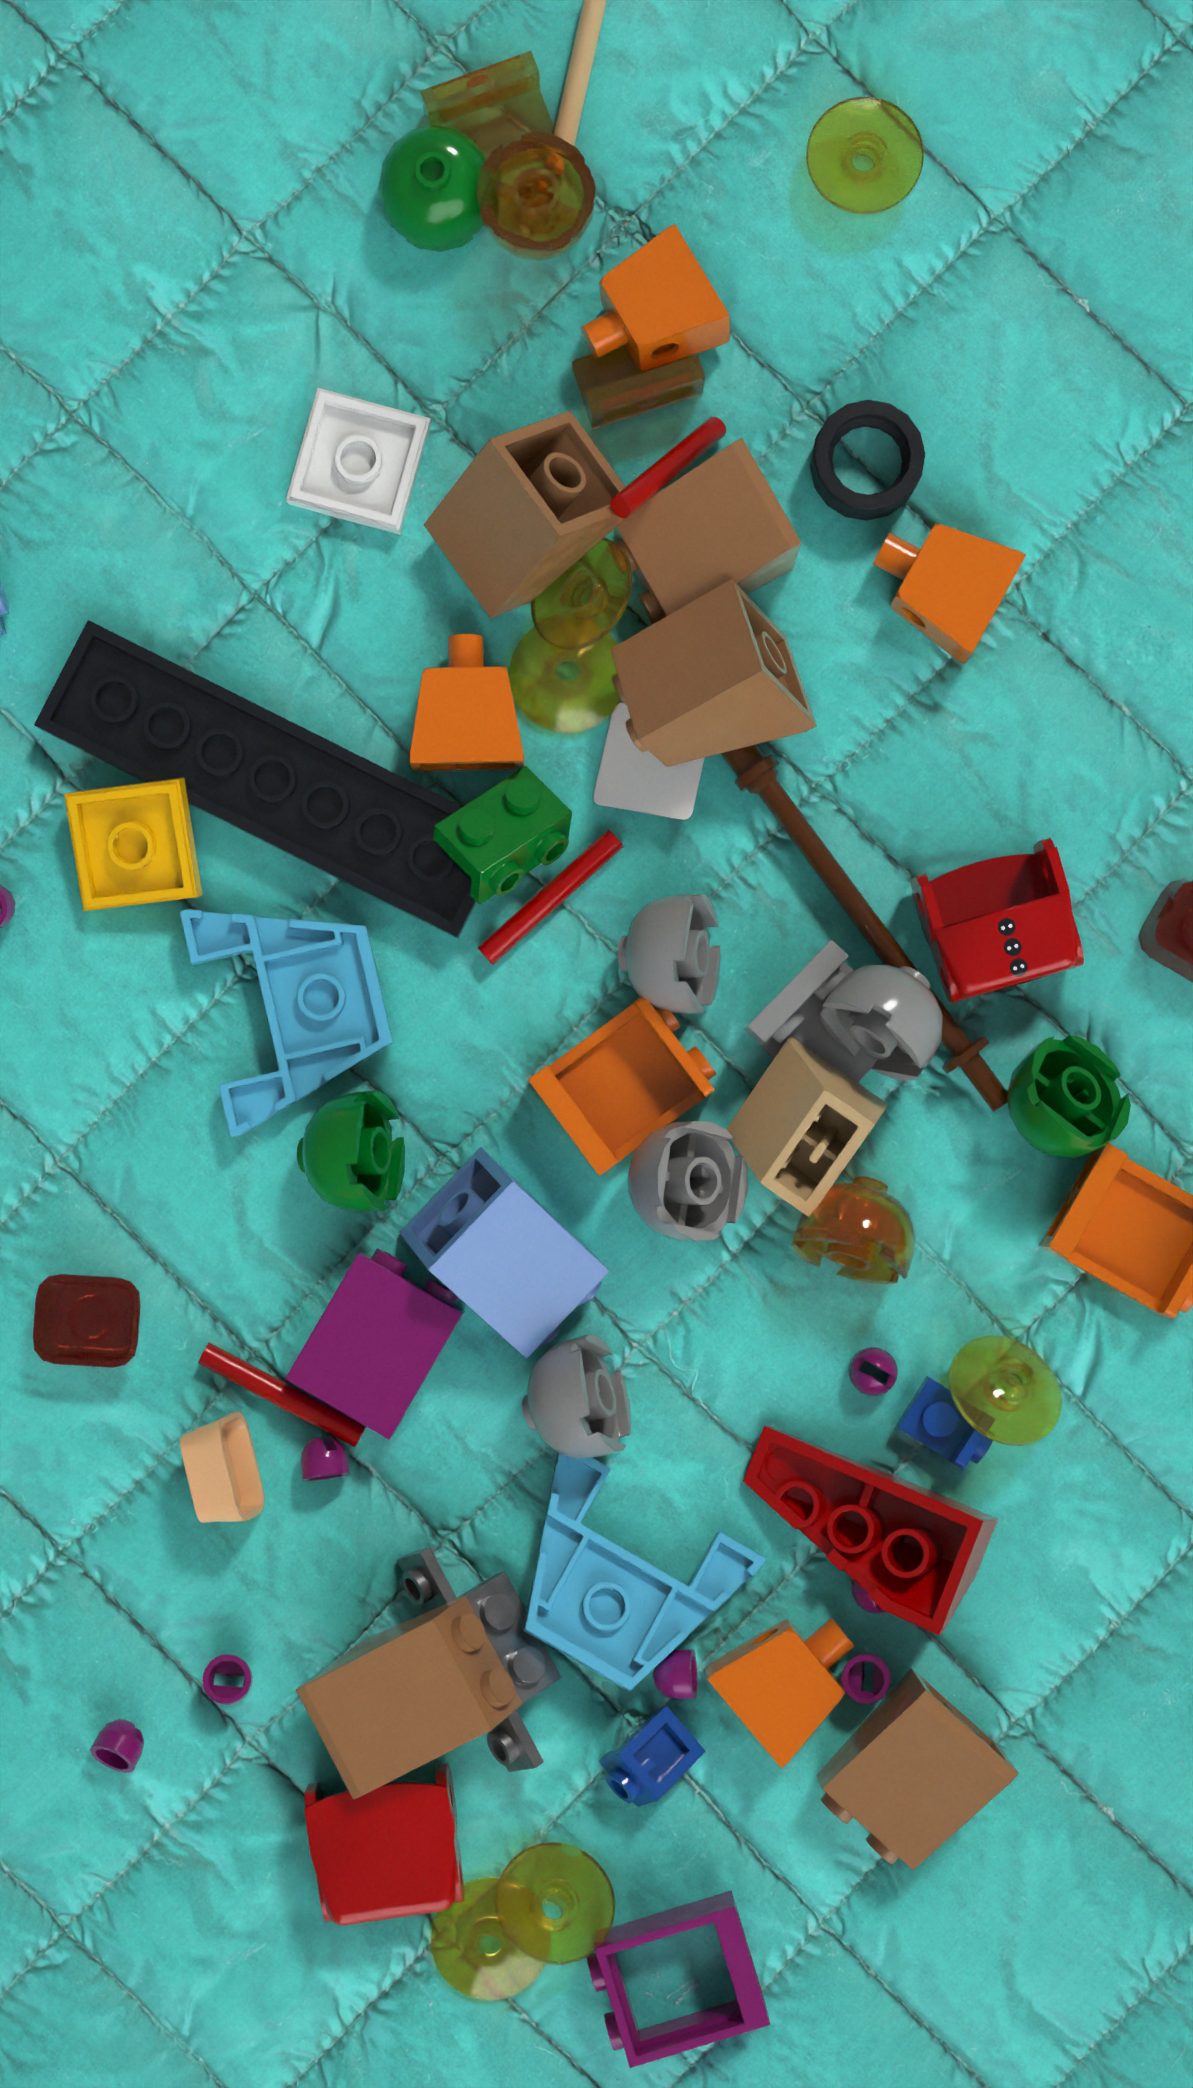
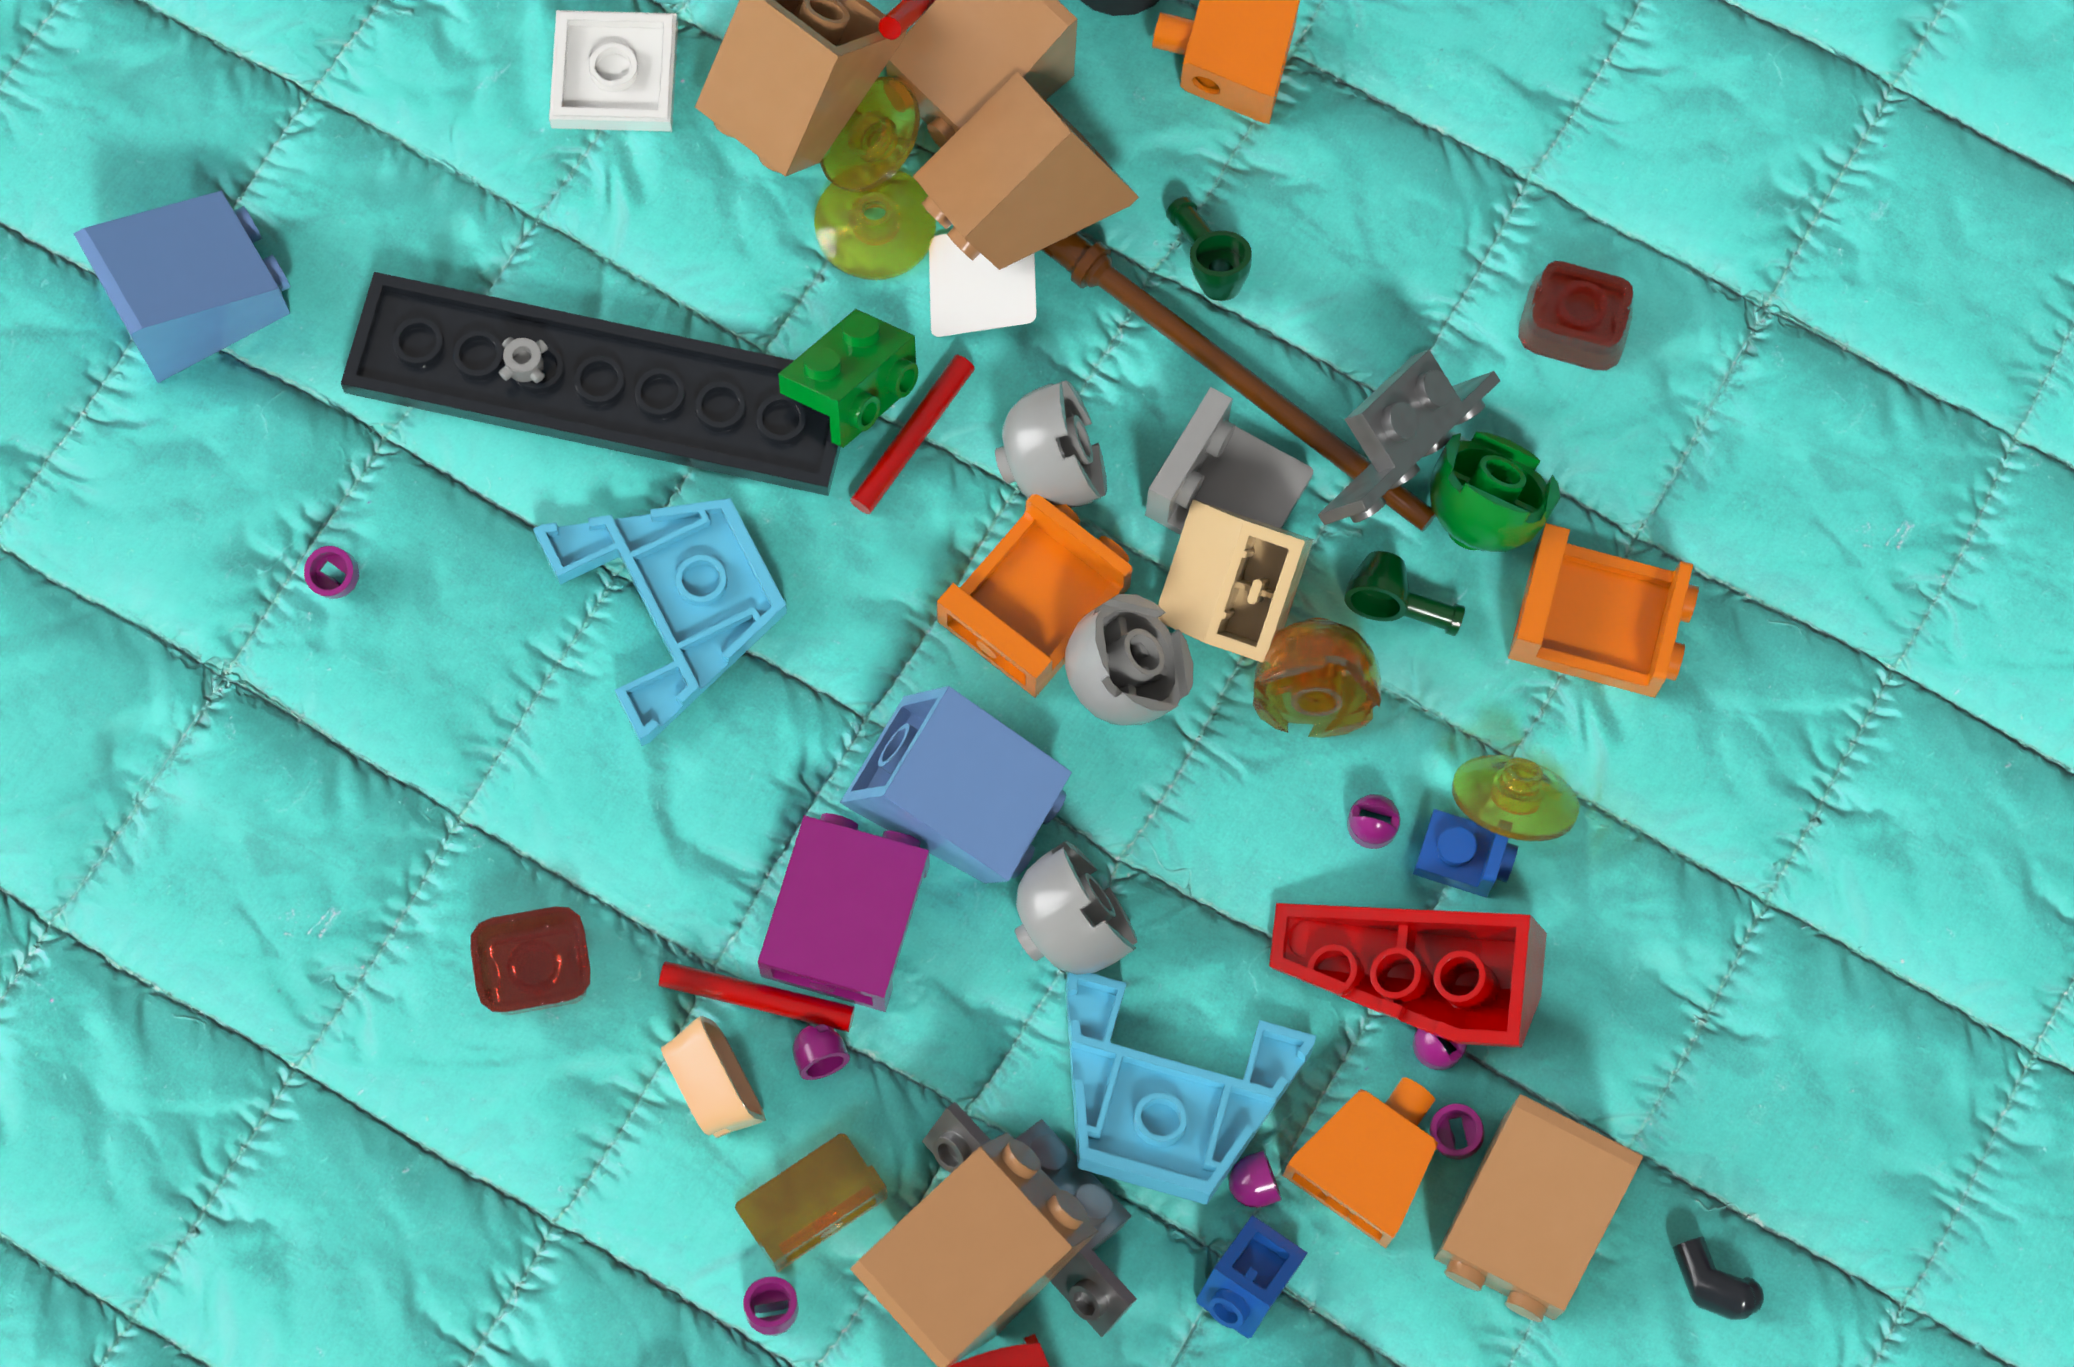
camera: 15 degrees left, 15 degrees down
(133, 844) = (470, 476): yellow tile -> none
(205, 745) = (523, 359): none -> light grey piece
(285, 1593) = (811, 1201): none -> clear orange panel
(352, 1152) = (769, 721): green cylinder -> none
(466, 714) = (784, 276): orange torso -> none
(873, 787) = (1217, 258): none -> dark green bar
(886, 1016) = (1285, 454): light grey cylinder -> none
(942, 1159) = (1382, 594): none -> dark green bar
(997, 1028) = (1402, 424): none -> flat silver bracket
(999, 922) = (1368, 337): red piece -> none
(1062, 1879) = (1713, 1288): none -> black arm

